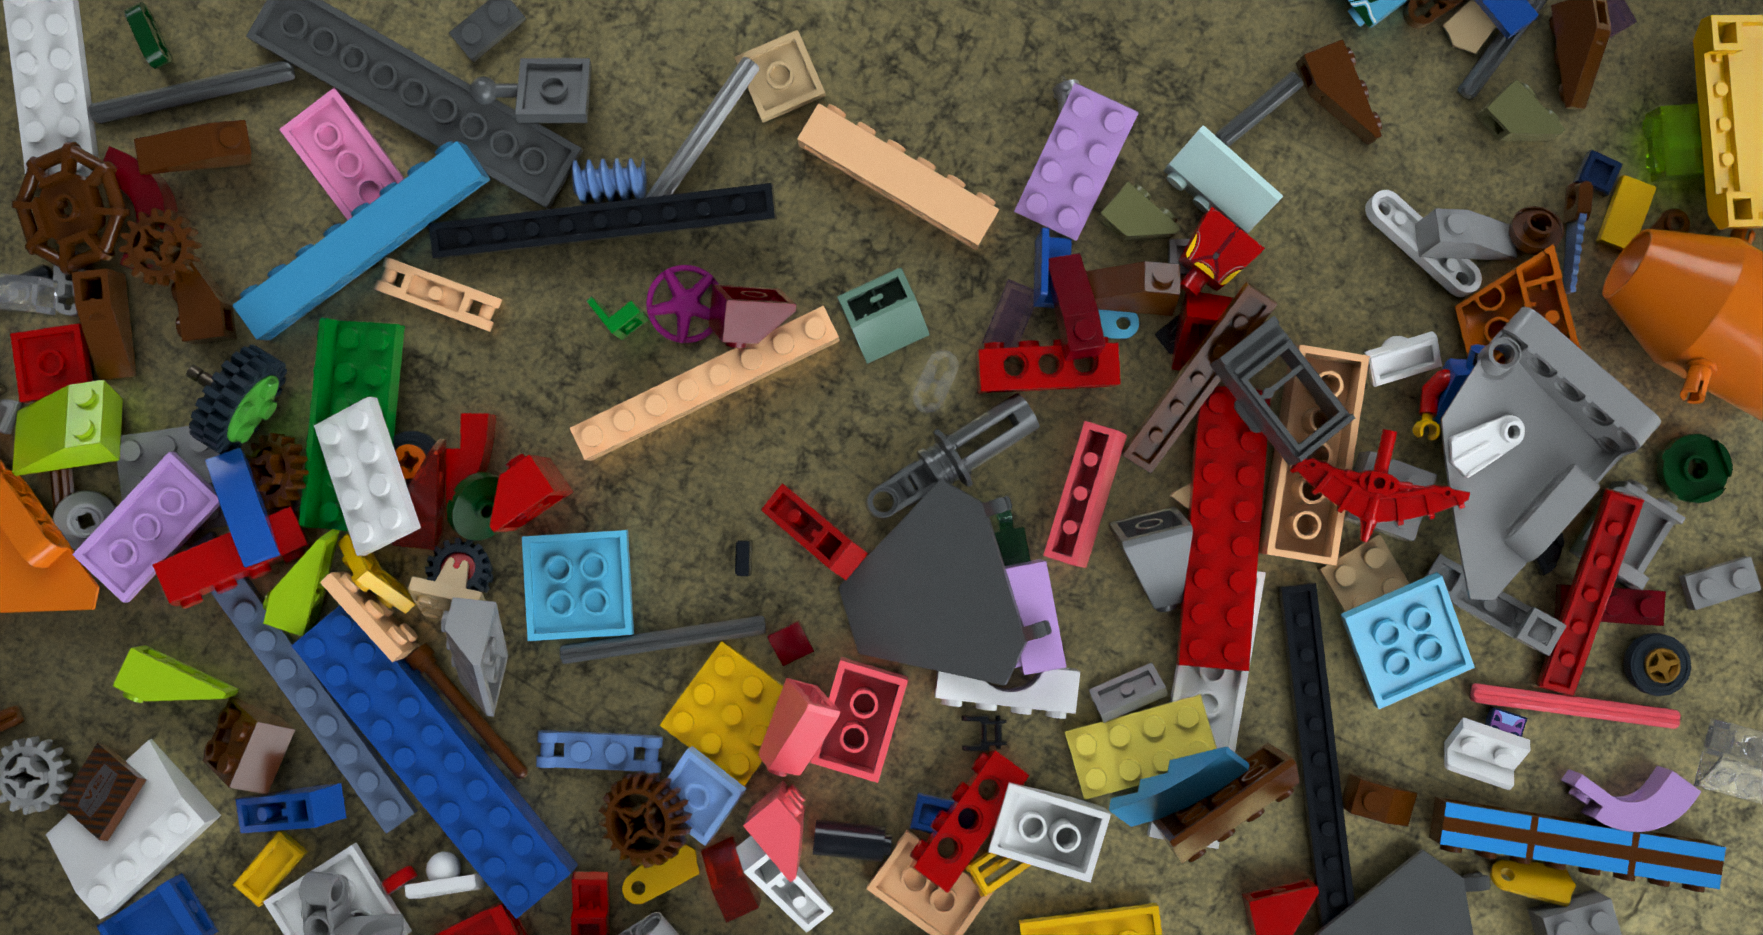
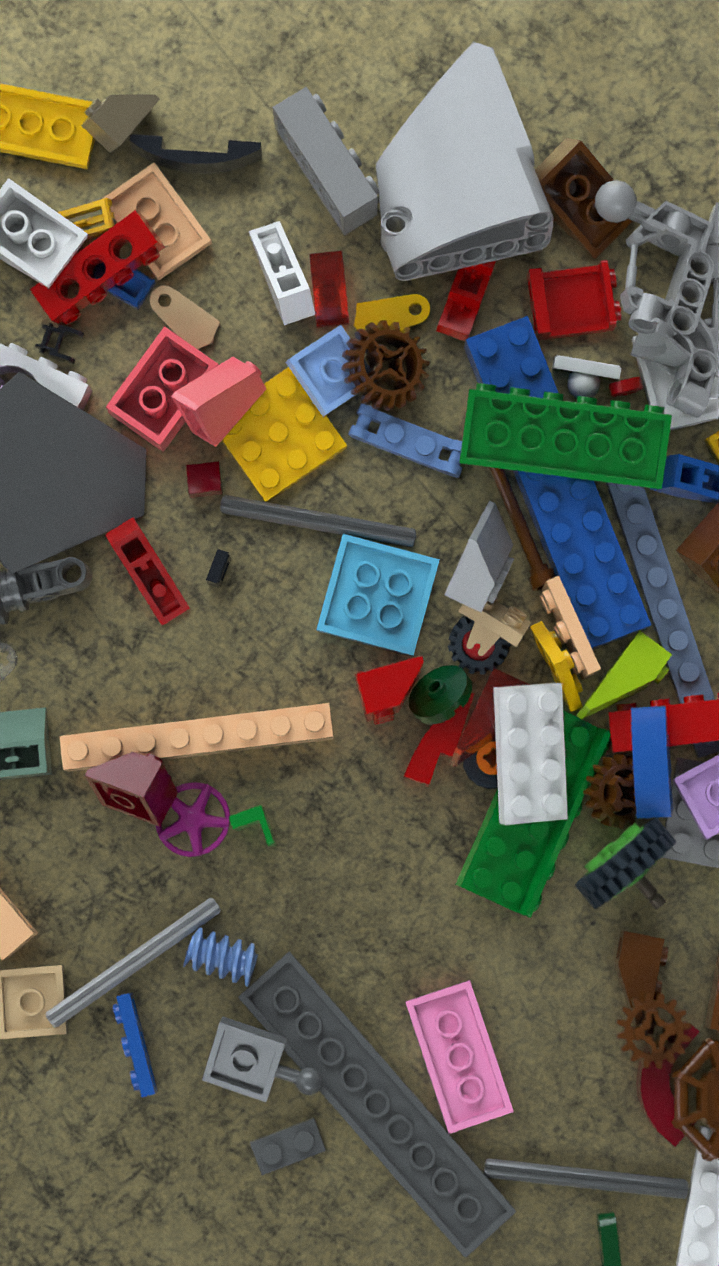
camera: 160 degrees left, 5 degrees down
(195, 148) = (595, 1117): reddish brown slope -> none
(361, 241) = (468, 977): dark azure brick -> none
(431, 806) = (565, 436): none -> green bracket
(437, 294) = (418, 906): light nougat plate -> none
(603, 221) = (240, 919): black plate -> none
(665, 69) = (135, 1045): none -> blue plate
(778, 827) = (262, 320): coral slope -> none
(851, 840) = (210, 286): black brick -> none
(866, 800) = (184, 317): none -> tan piece

